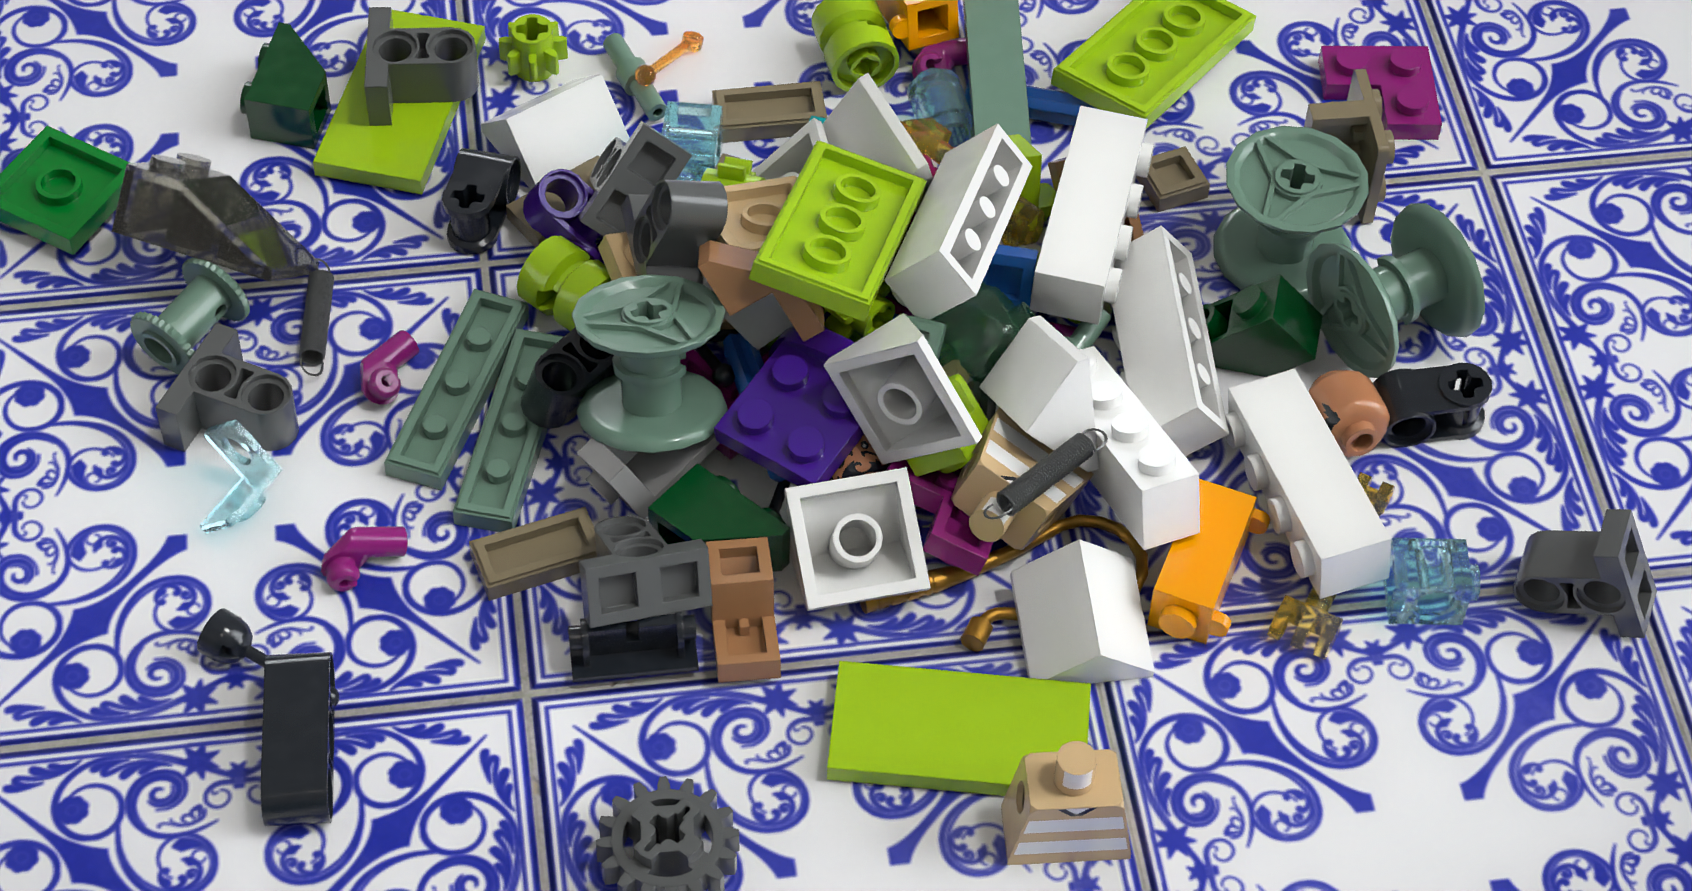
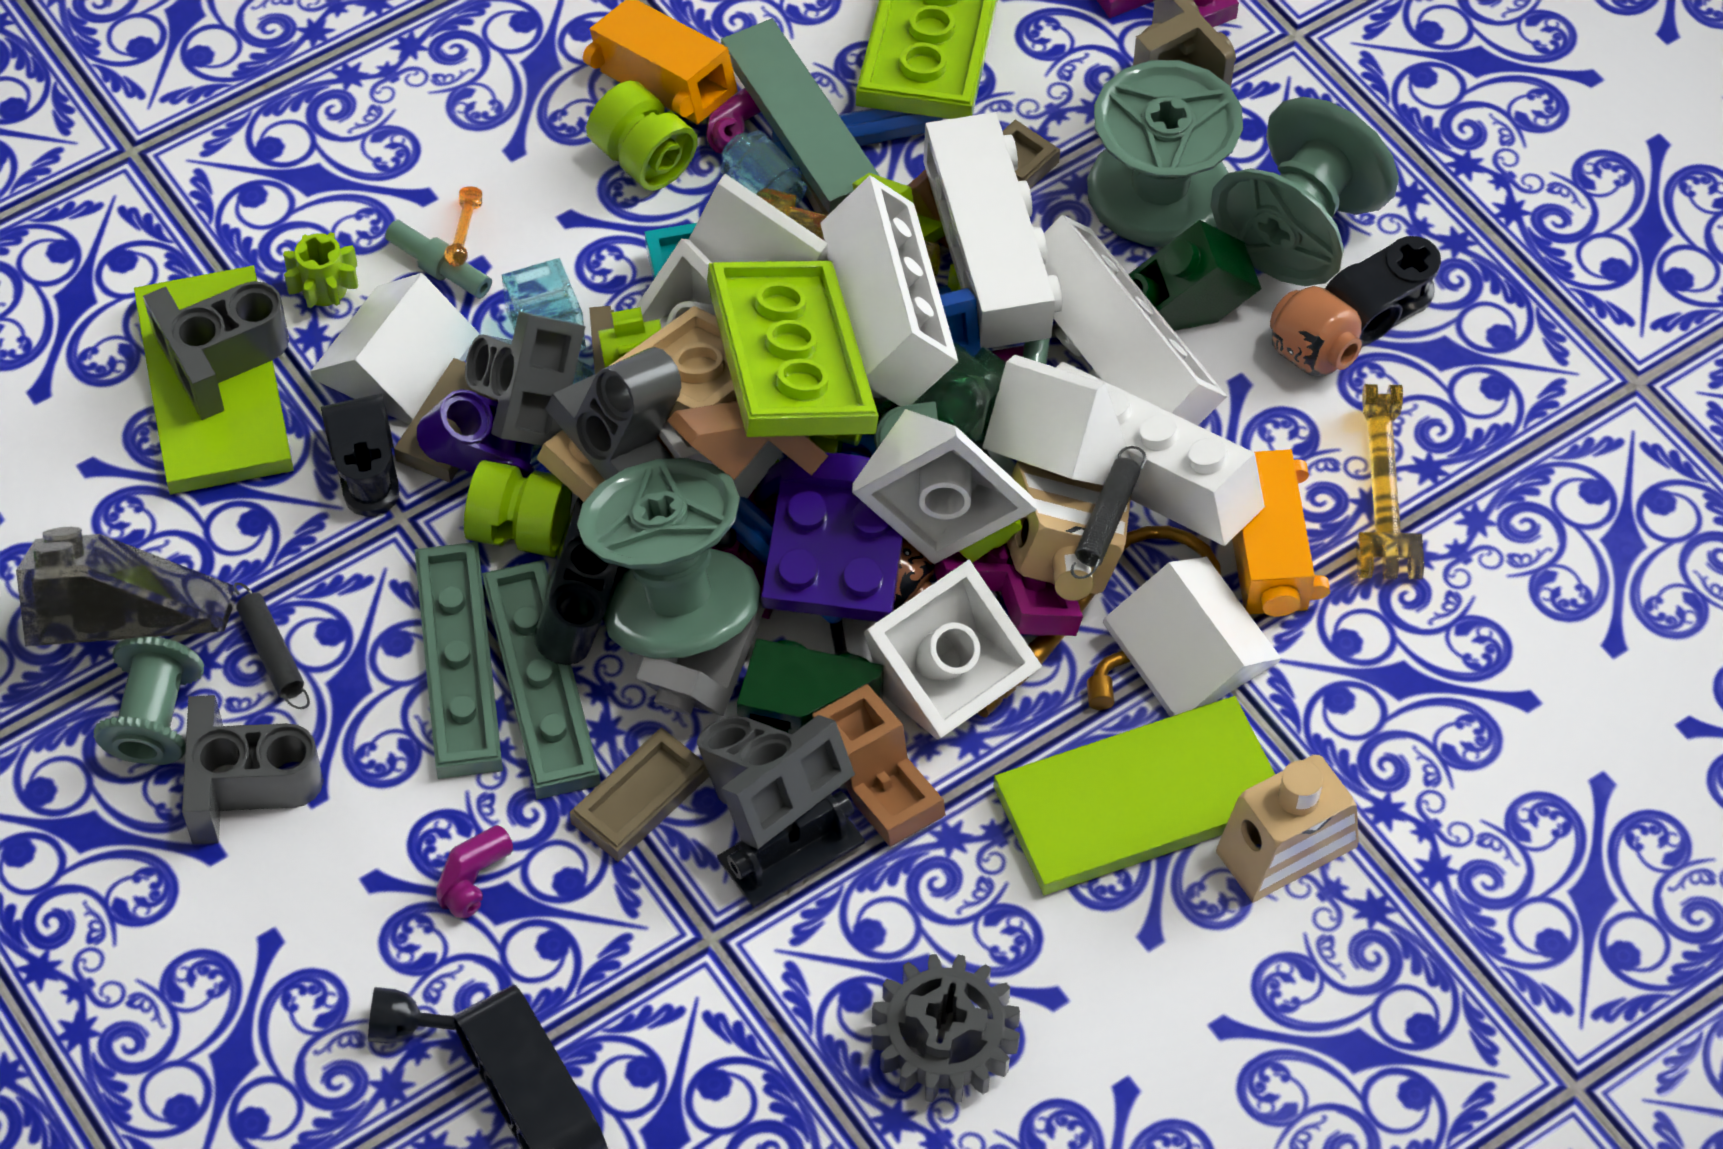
camera: 25 degrees left, 5 degrees up
(256, 476) = (317, 850): clear light blue bracket -> none
(288, 93) = (99, 417): dark green slope -> none
(381, 366) = (369, 672): magenta arm -> none
(768, 110) = (594, 239): dark tan tile -> none
(1307, 484) = (1325, 415): white brick -> none
(1430, 581) = (1477, 464): clear light blue brick -> none
(1590, 573) = (1611, 397): dark grey tile -> none

